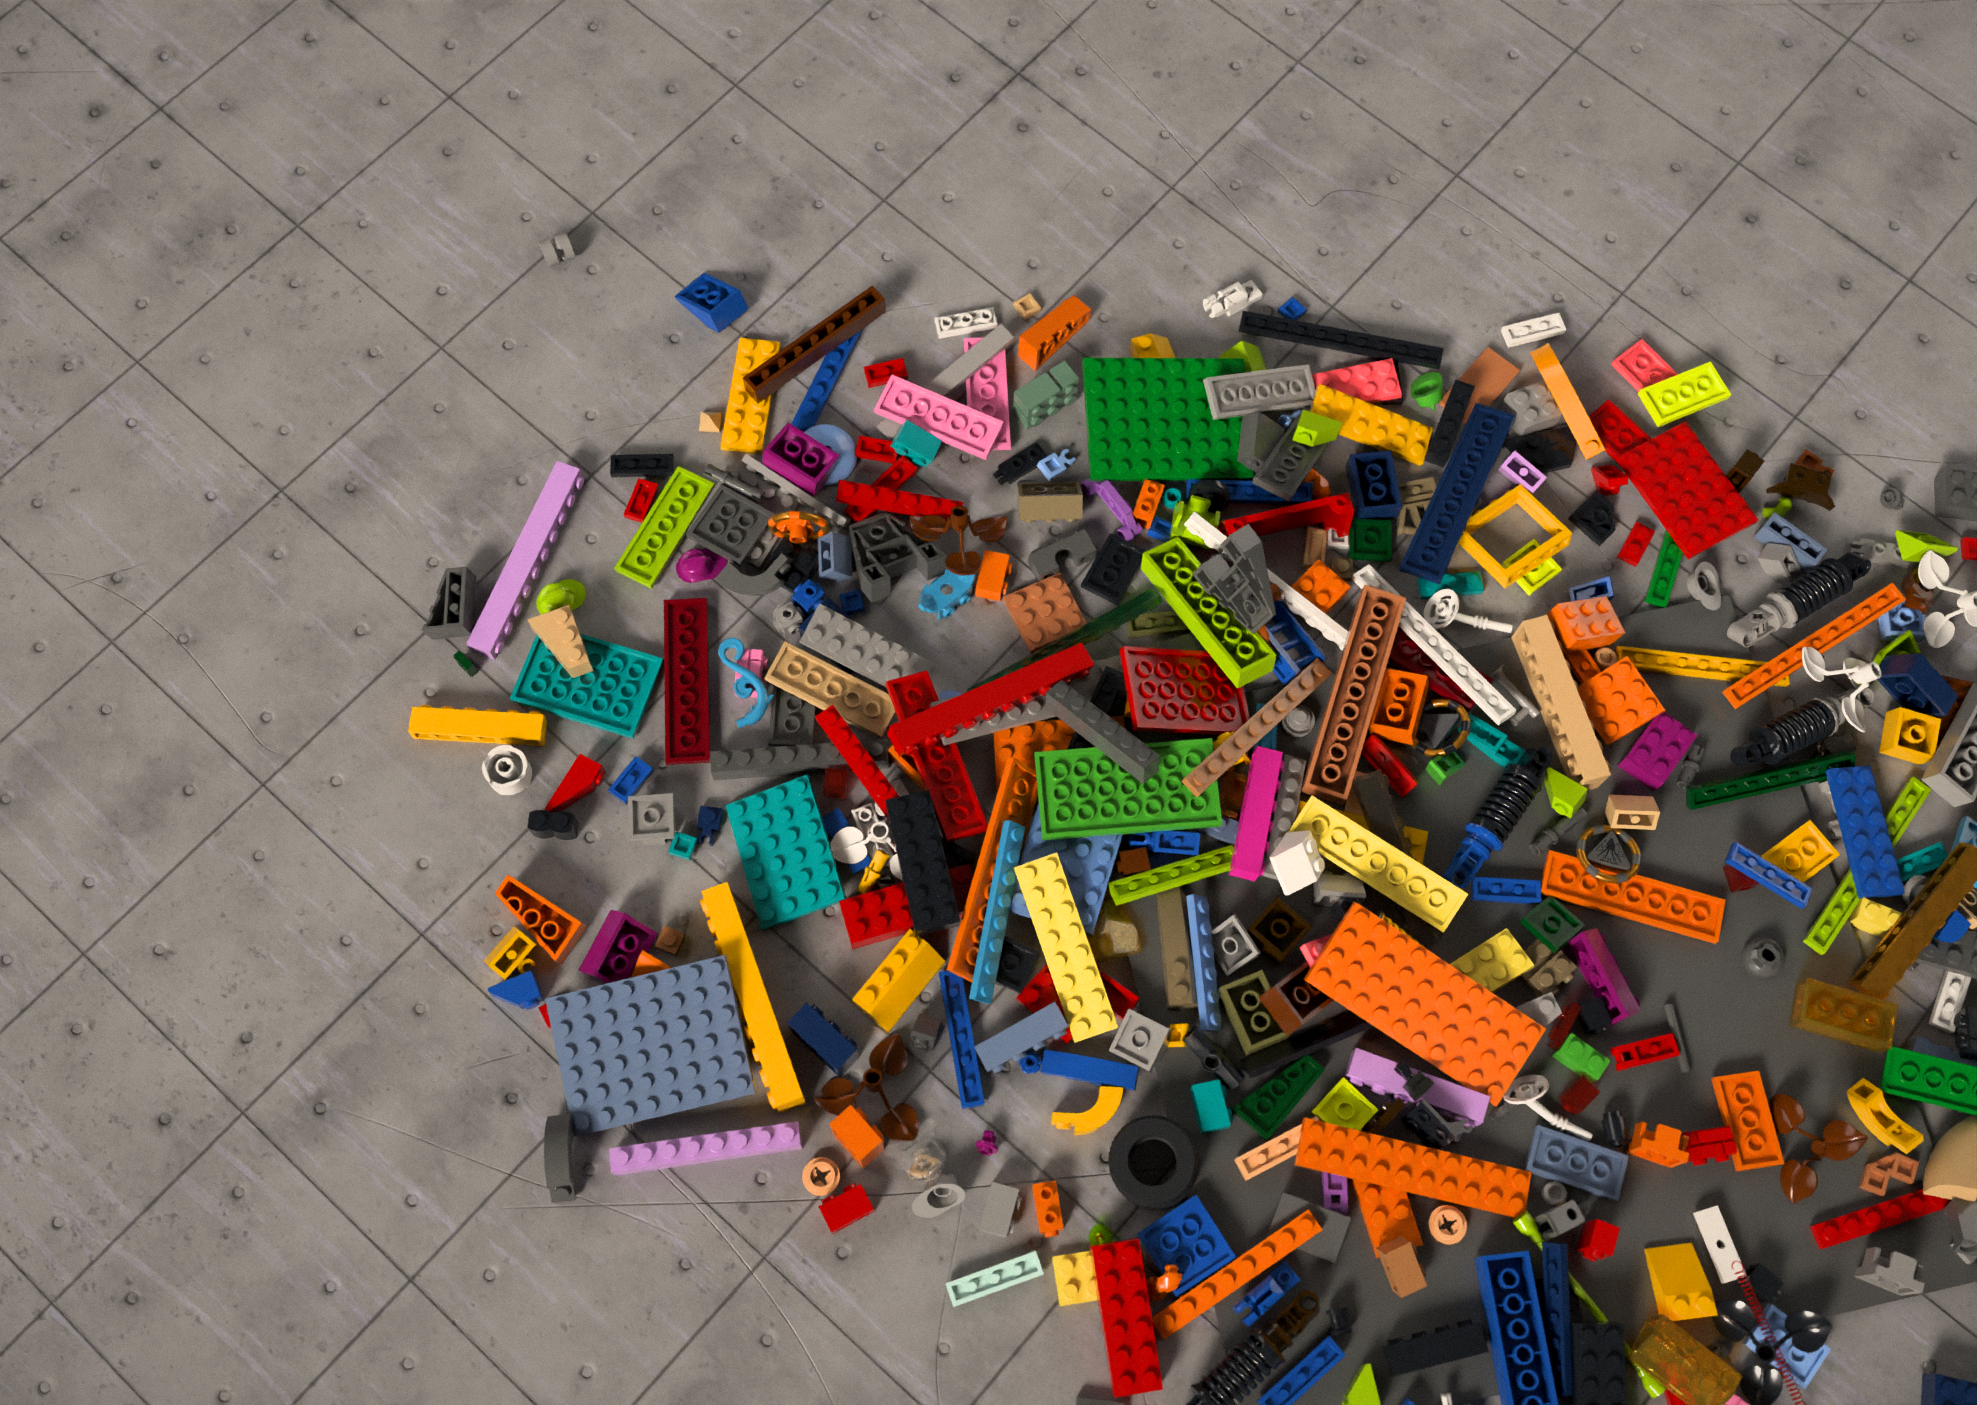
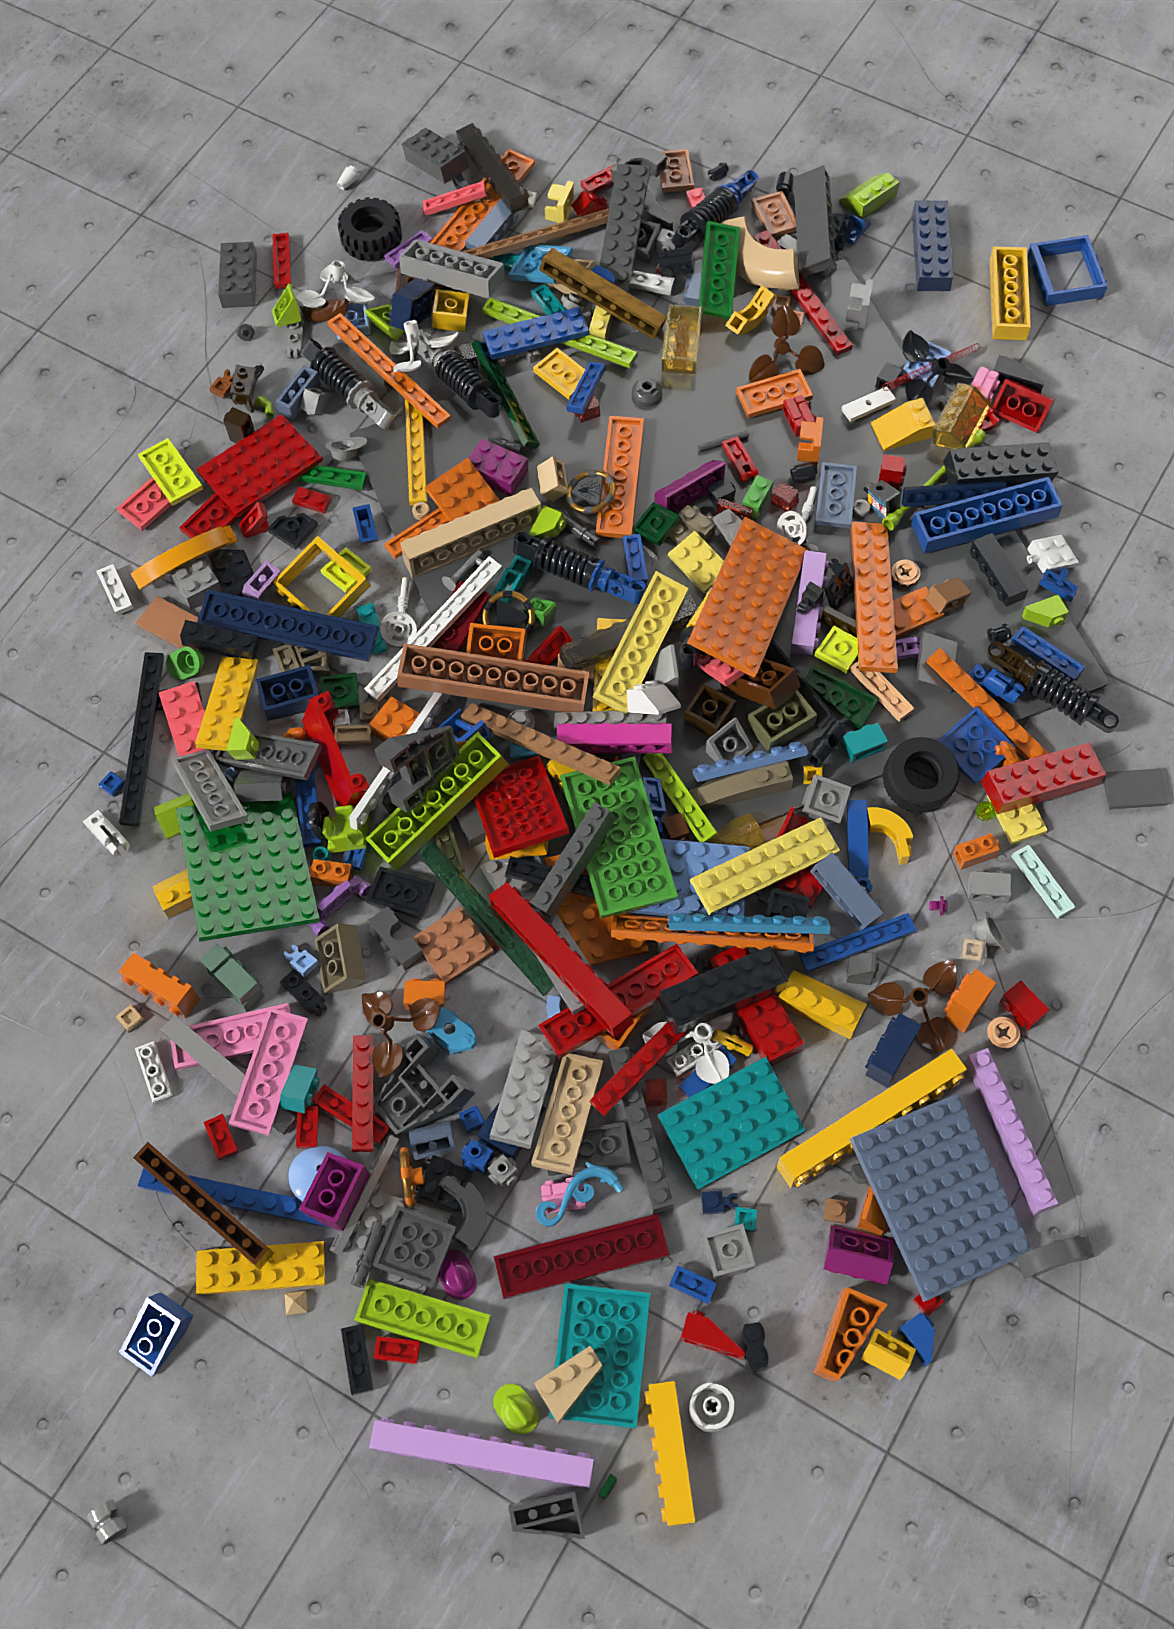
camera: 95 degrees left, 5 degrees down
(1585, 624) = (398, 520): orange brick -> none

